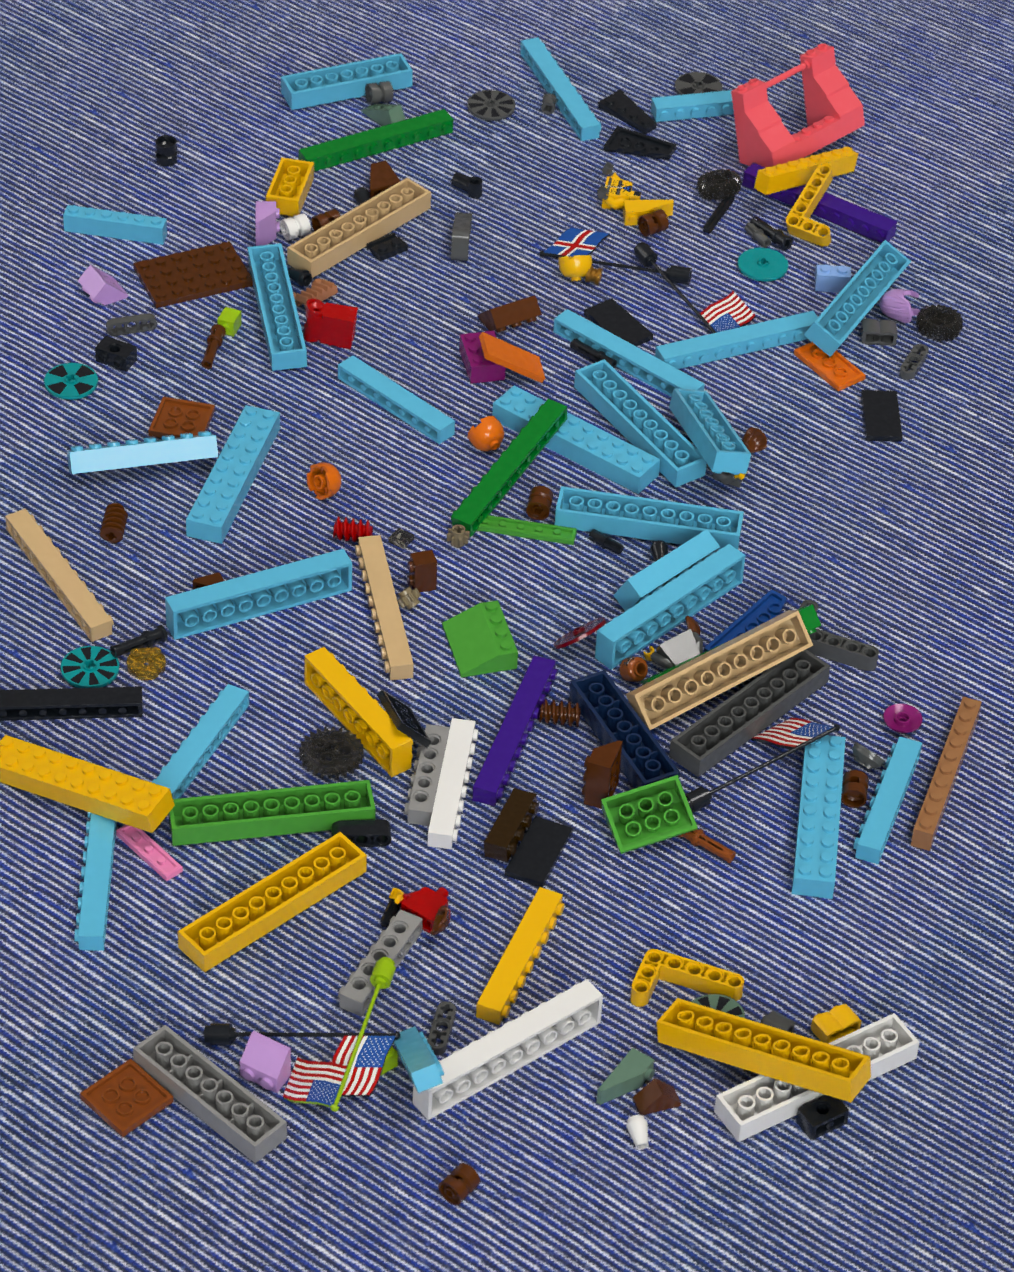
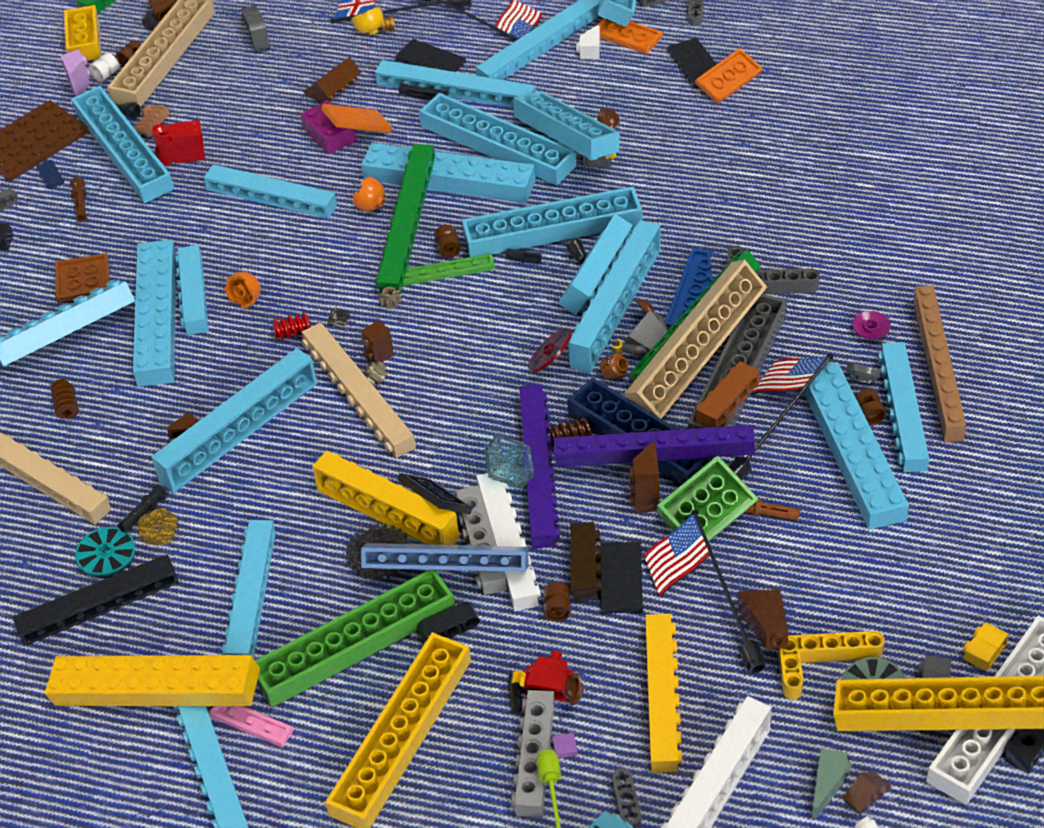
camera: 15 degrees left, 5 degrees up
(196, 313) = (50, 174): none -> dark blue tile
(230, 320) = (84, 169): lime brick -> none
(277, 466) = (192, 290): none -> medium azure brick
(384, 774) = (445, 557): none -> medium blue brick
(387, 247) = (193, 58): black plate -> none
(411, 967) = (565, 745): none -> medium lavender tile
(467, 849) = (557, 601): none -> reddish brown wheel
(481, 640) = (462, 389): bright green slope -> none
(485, 715) = (509, 461): none -> clear light blue brick
(598, 851) = (679, 556): none -> flag
(636, 749) = (669, 445): none -> dark purple brick
(648, 926) = (765, 616): none -> reddish brown slope
(718, 728) = (727, 395): none -> dark orange brick
(784, 361) = (589, 44): none -> white slope
(906, 439) = (728, 75): none -> orange tile

